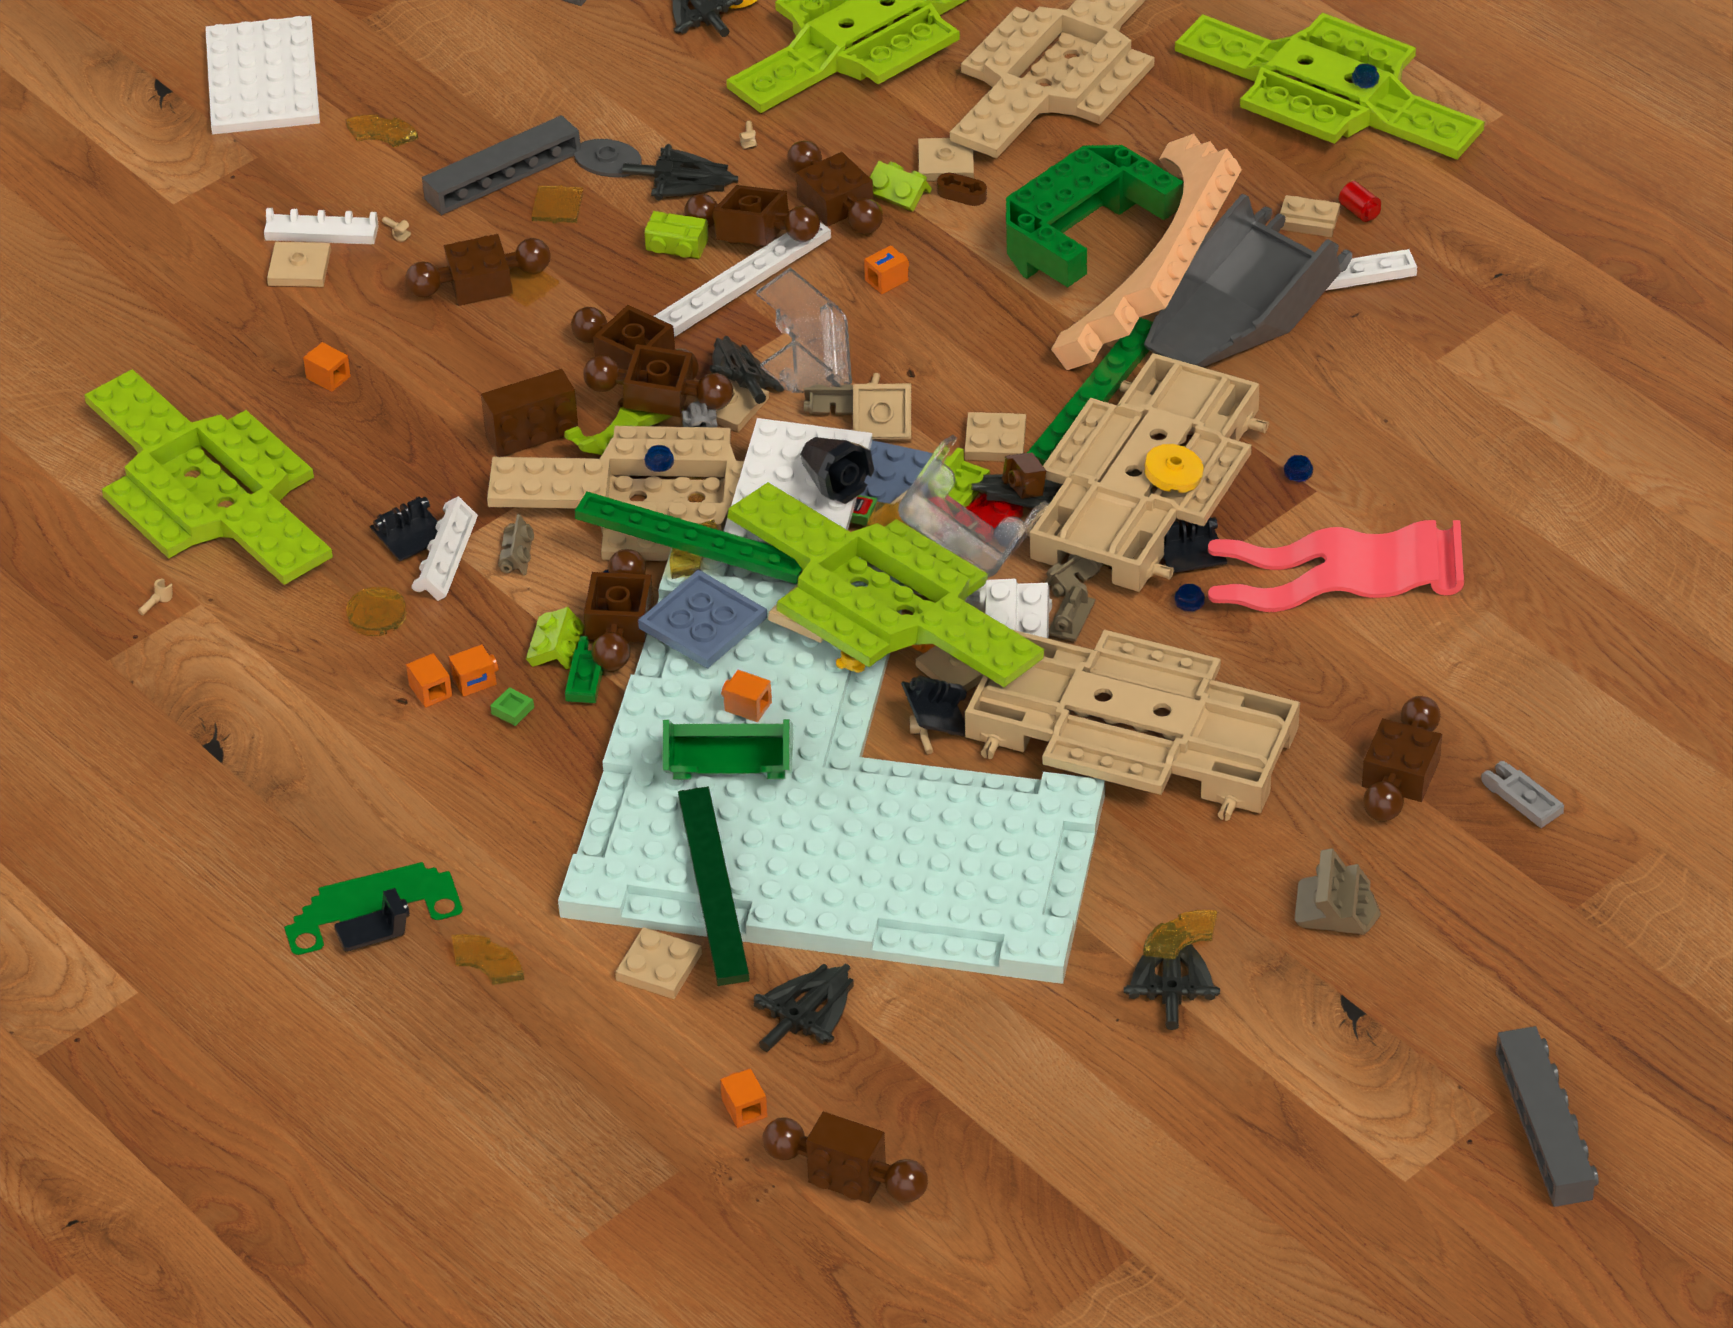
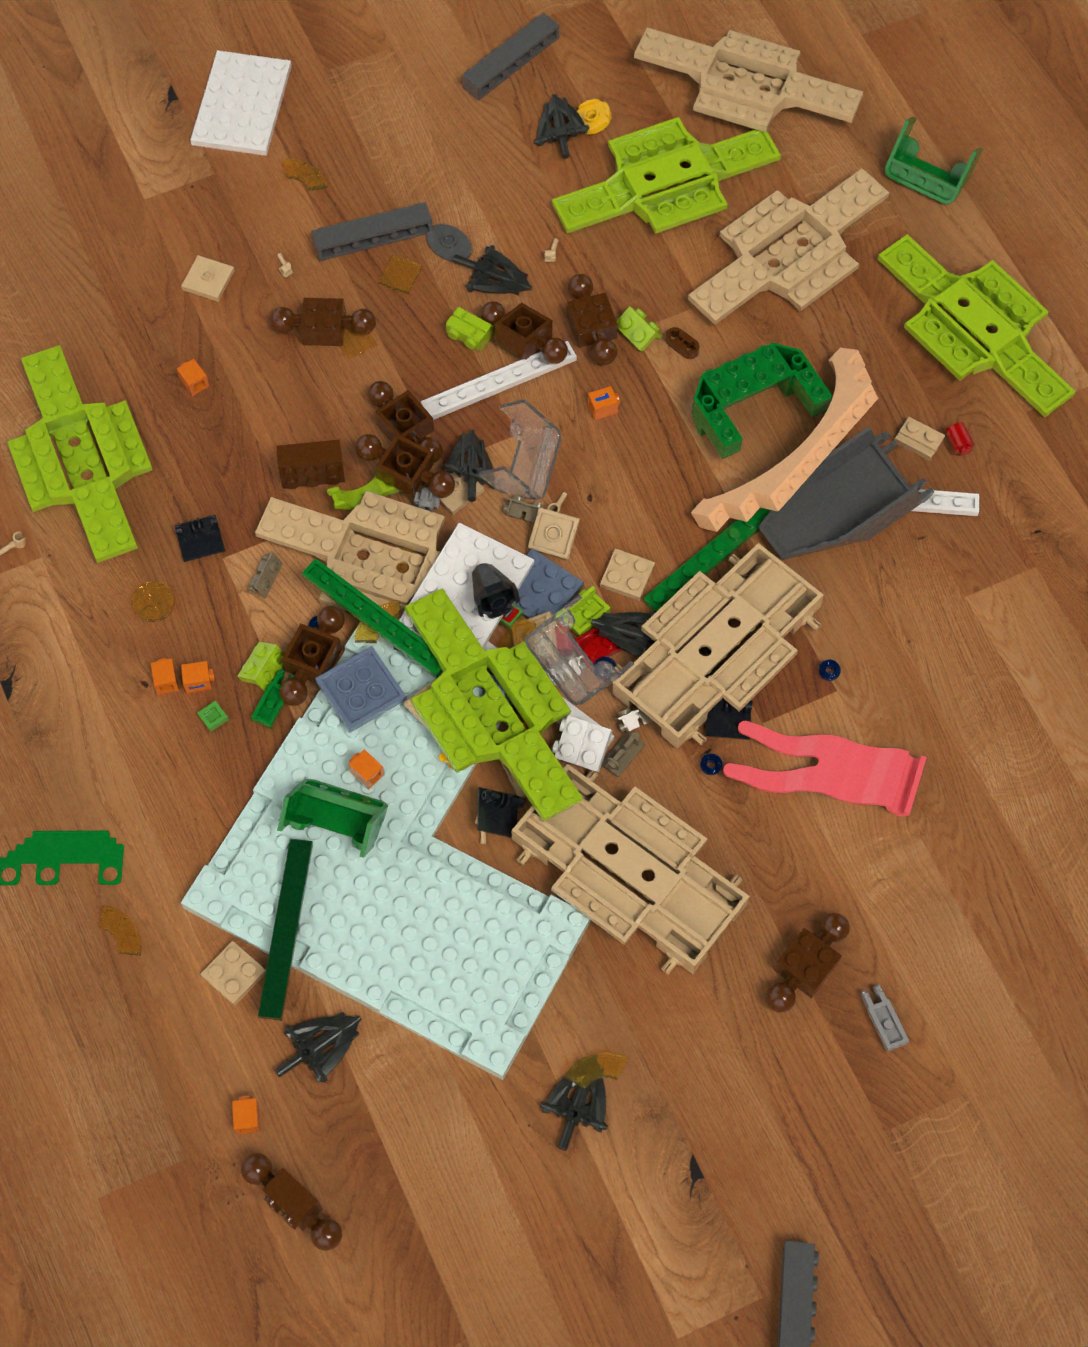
camera: 15 degrees right, 20 degrees up
(321, 228) = (233, 250): white hinge -> none
(376, 926) = (52, 881): black bracket -> none
(446, 549) = (217, 563): white hinge -> none
(659, 458) = (380, 532): clear blue plate -> none
(944, 156) = (679, 312): tan plate -> none
(1024, 474) = (629, 626): reddish brown brick -> none
(1173, 468) = (725, 666): yellow plate -> none
(1336, 898) = (716, 1076): dark tan piece -> none
(1365, 76) = (1000, 328): plate -> none

